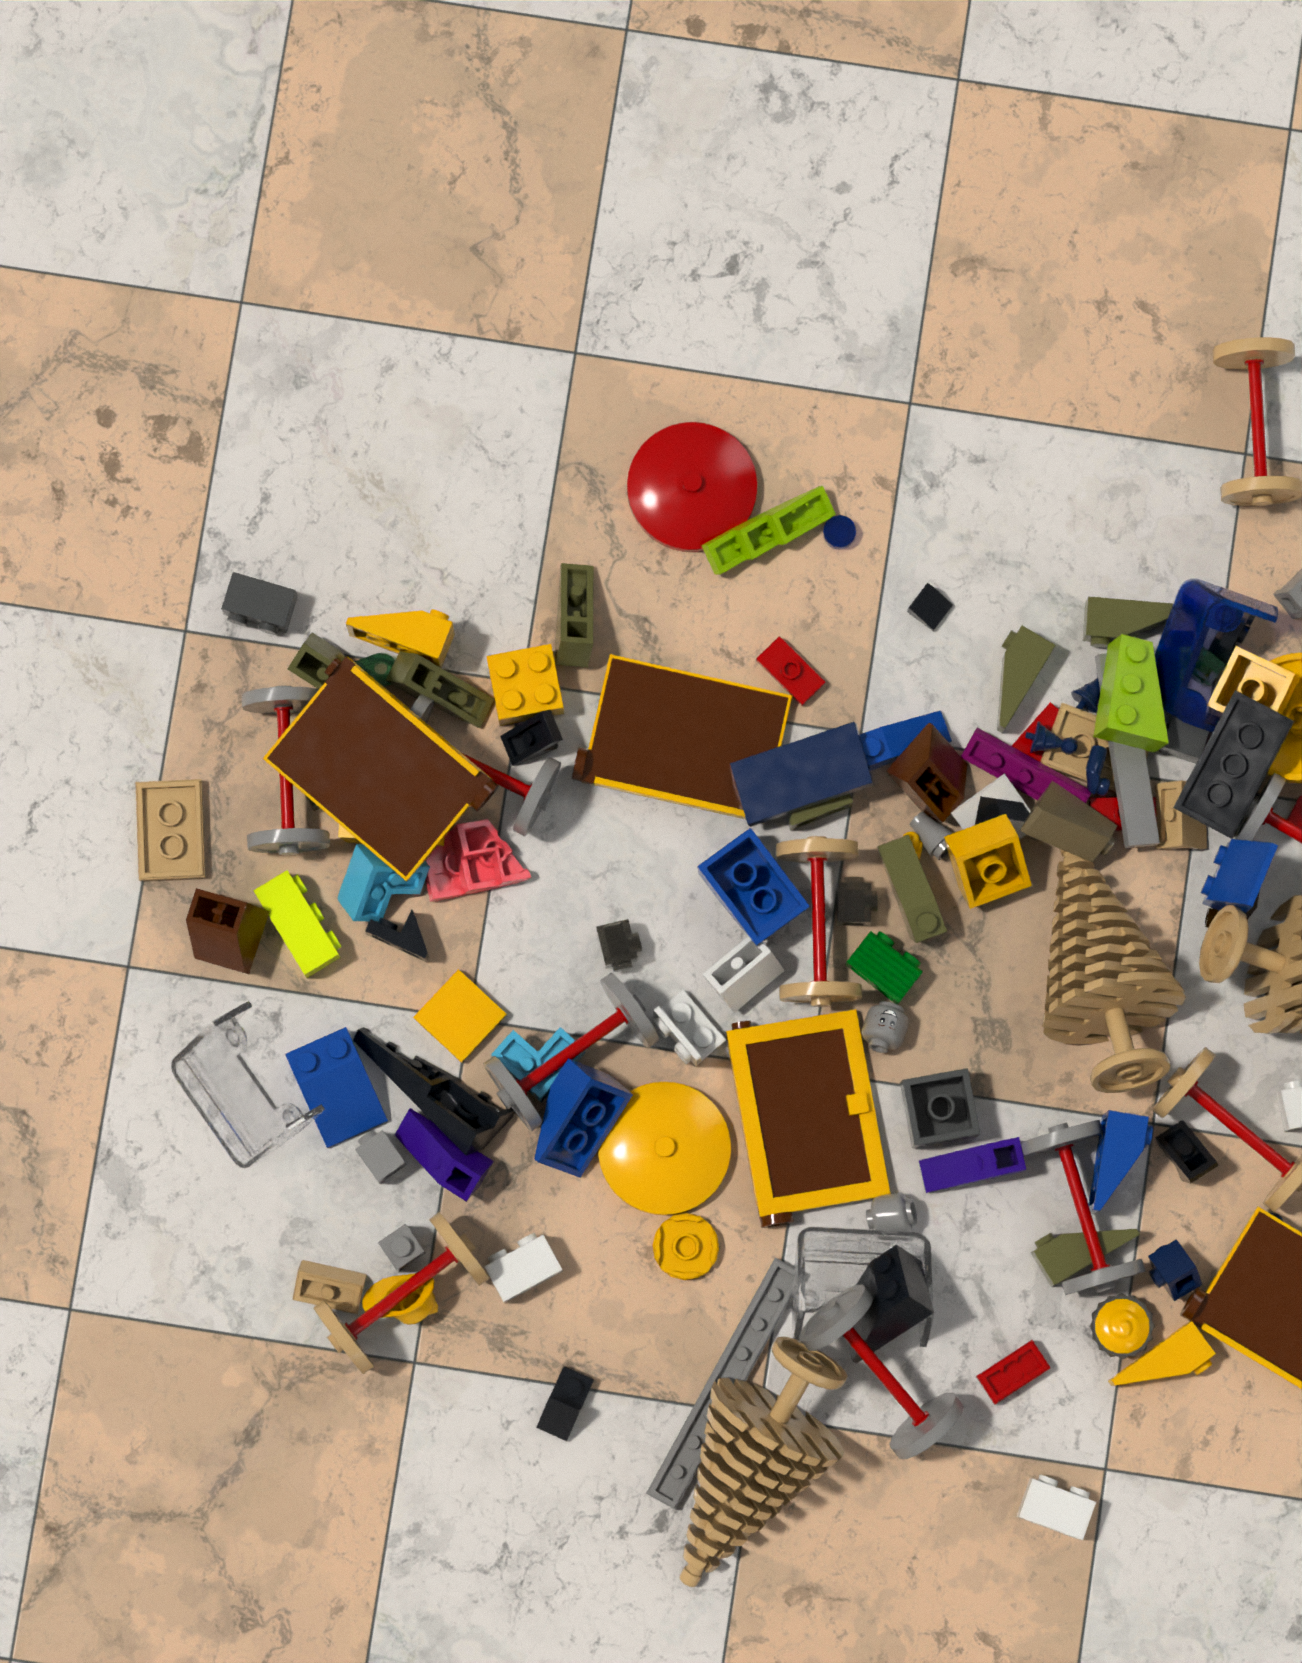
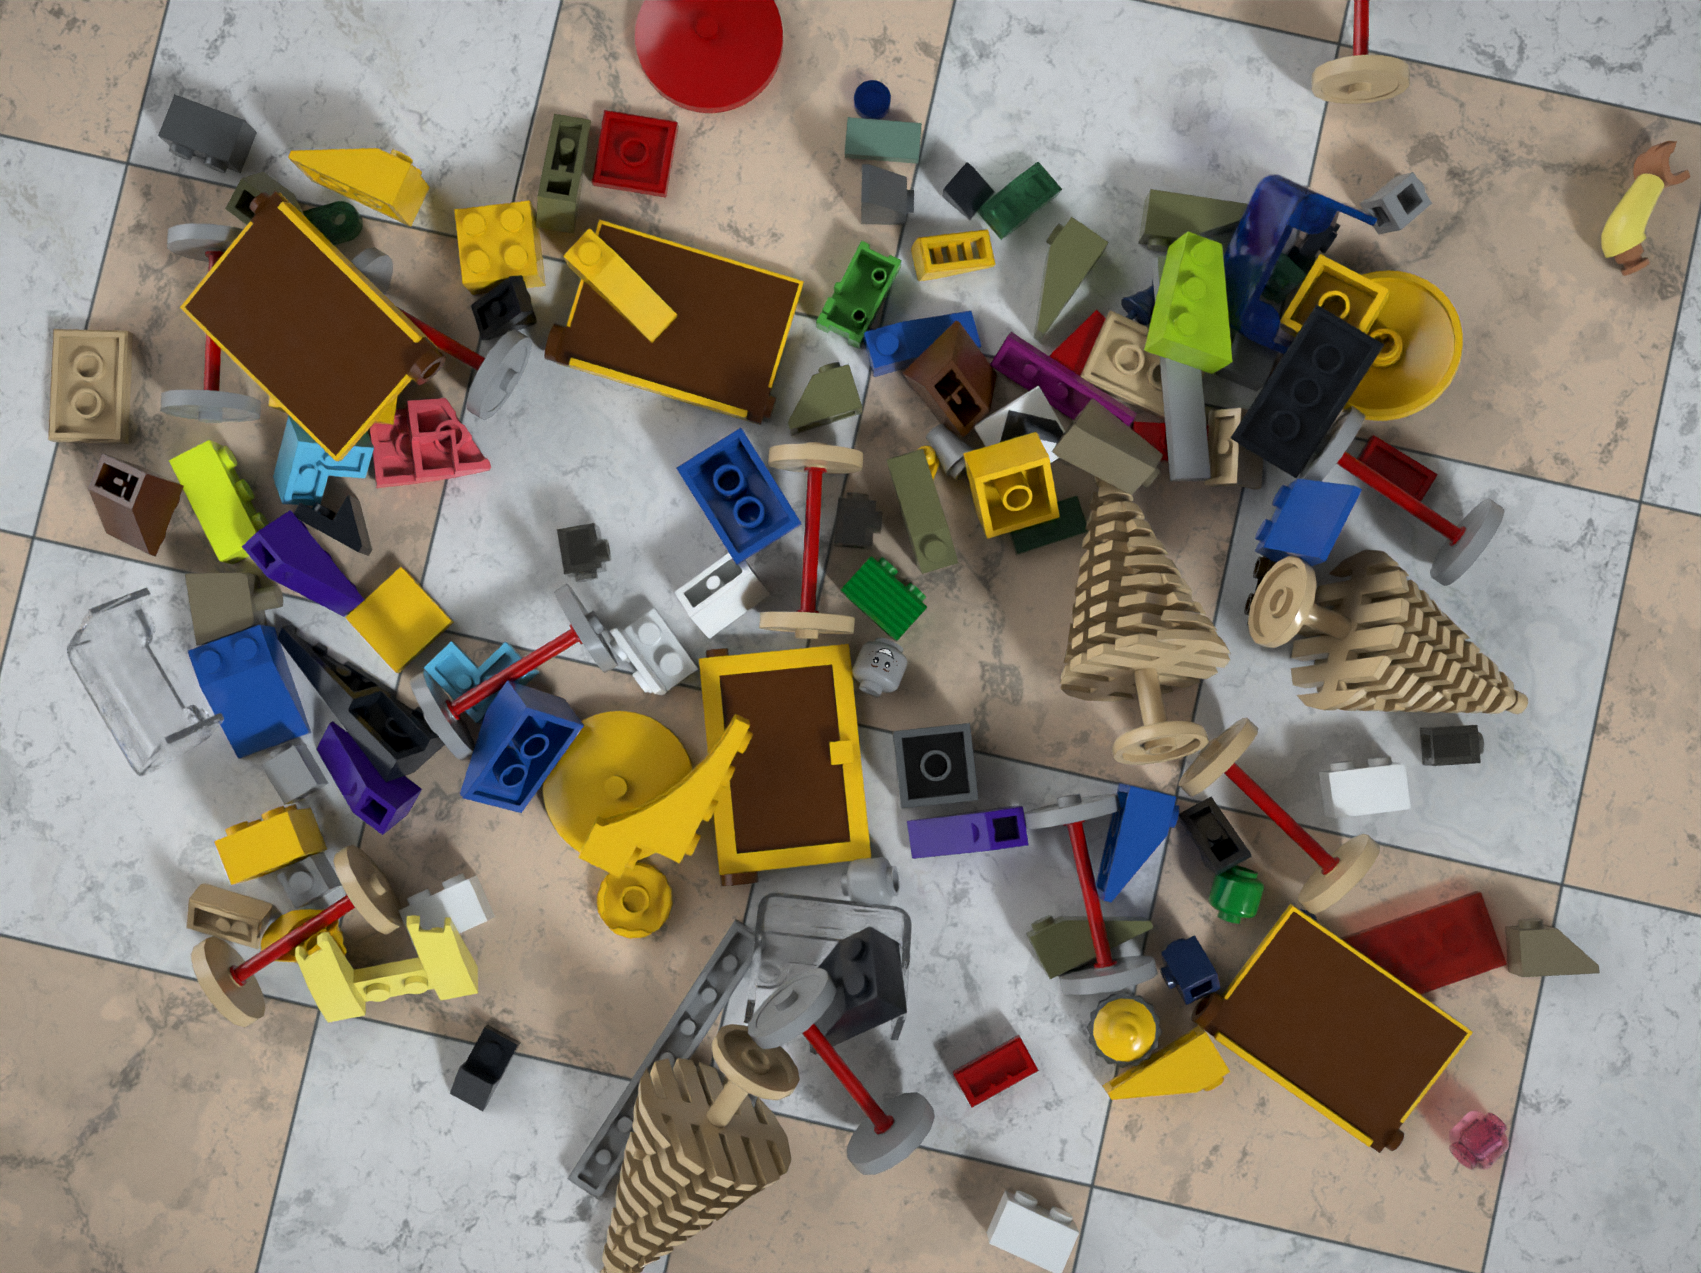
camera: 10 degrees right, 5 degrees up
(312, 1012) = (228, 603): none -> dark tan torso
(368, 1216) = (270, 844): none -> yellow brick
(374, 971) = (295, 560): none -> dark purple slope
(443, 1339) = (343, 992): none -> light yellow wedge
(450, 694) = (405, 245): olive slope -> none
(634, 593) = (635, 153): none -> red tile
(634, 712) = (619, 285): none -> yellow slope
(716, 1169) = (671, 819): none -> yellow arch
(768, 530) = (791, 91): lime slope -> none
(790, 671) = (804, 254): red plate -> none
(802, 774) = (806, 370): dark blue tile -> none
(841, 700) = (859, 295): none -> bright green piece
(851, 566) = (883, 140): none -> sand green tile
(858, 618) = (884, 197): none -> dark grey slope
(894, 668) = (939, 269): none -> yellow slope
(975, 612) = (1019, 200): none -> clear green slope
(1039, 893) = (1068, 525): none -> clear green plate
(1045, 740) = (1088, 350): dark blue piece -> none
(1094, 769) = (1141, 389): dark blue arm -> none
(1210, 1201) = (1236, 894): none -> green head

